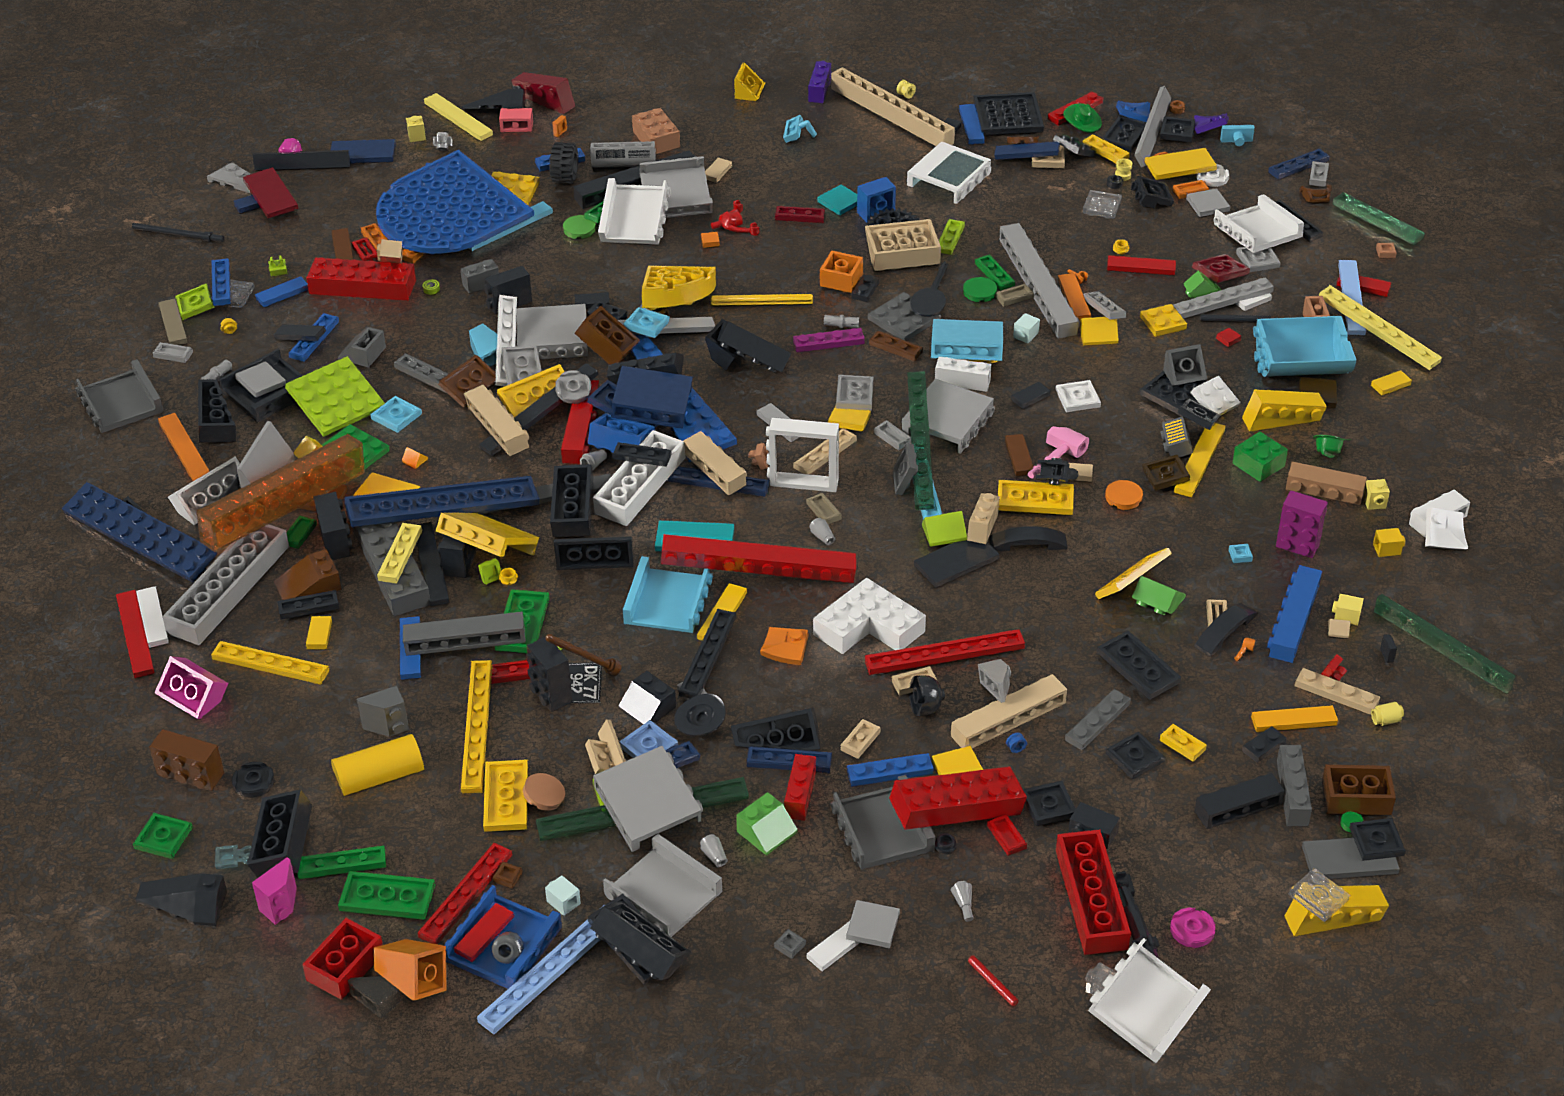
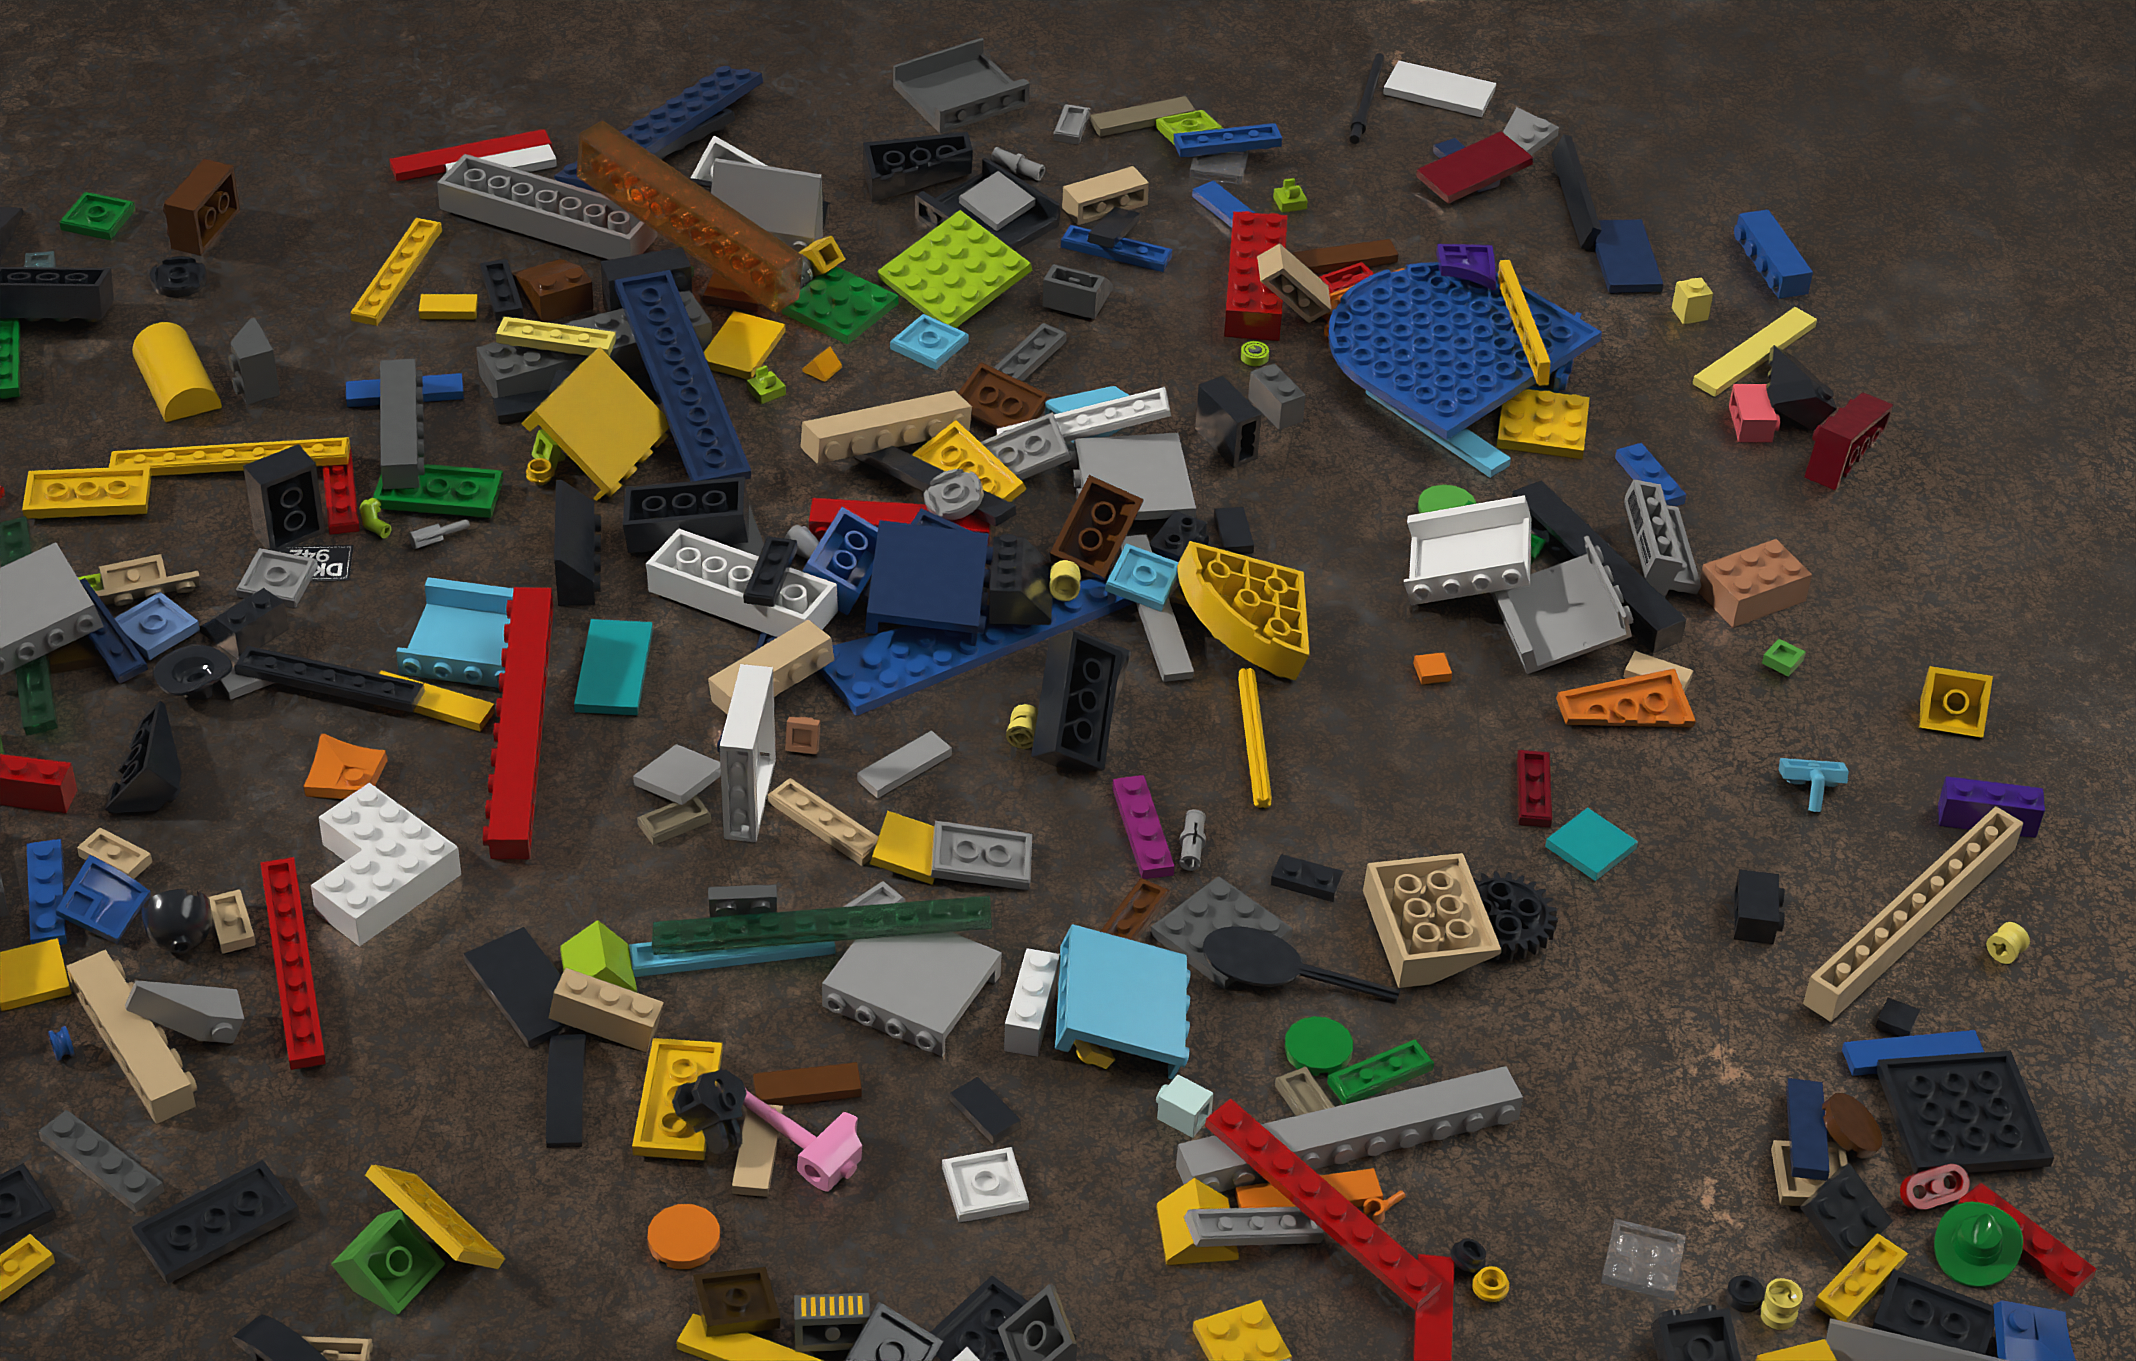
camera: 85 degrees right, 0 degrees up
(175, 205) = (1439, 89): none -> white tile
(183, 446) = (847, 156): orange tile -> none
(190, 687) = (355, 205): dark pink slope -> none
(228, 326) = (1132, 160): yellow plate -> none
(261, 334) = (1099, 195): none -> tan brick
(290, 145) = (1603, 177): dark pink head -> none
(375, 100) = (1773, 254): none -> blue brick
(388, 188) = (1468, 262): none -> dark purple plate
(432, 479) = (765, 385): none -> lime tile
(442, 141) = (1661, 332): light grey gear -> none
(451, 170) = (1524, 322): none -> yellow tile
(544, 791) = (80, 524): nougat tile -> none
(559, 126) = (1745, 465): orange tile -> none
(563, 162) = (1597, 444): black tyre -> none
(565, 623) = (434, 533): none -> light grey axle
(602, 692) = (280, 574): none -> light grey tile
(610, 666) = (322, 577): reddish brown piece -> none
(644, 351) = (1065, 580): none -> light yellow wheel
(709, 130) = (1783, 657): none -> bright green plate
(732, 219) = (1495, 692): red piece -> none
(742, 177) = (1633, 701): none -> orange wing
(756, 375) = (1022, 726): none -> light yellow wheel
(784, 758) = (95, 780): dark blue tile -> none
(792, 504) = (678, 774): none -> light grey tile
(822, 531) = (608, 812): light grey cone -> none
(841, 271) = (1331, 830): orange brick -> none
(874, 197) = (1570, 877): blue brick -> none
(885, 153) = (1757, 907): none -> black brick
(905, 735) = (102, 900): none -> blue plate
(950, 169) = (1707, 1003): white panel -> none
(951, 236) = (1493, 1007): lime tile -> none
(1053, 124) = (1932, 1188): none -> plate
(1088, 284) = (1323, 1204): none -> red plate
(1106, 250) = (1468, 1255): none -> black plate

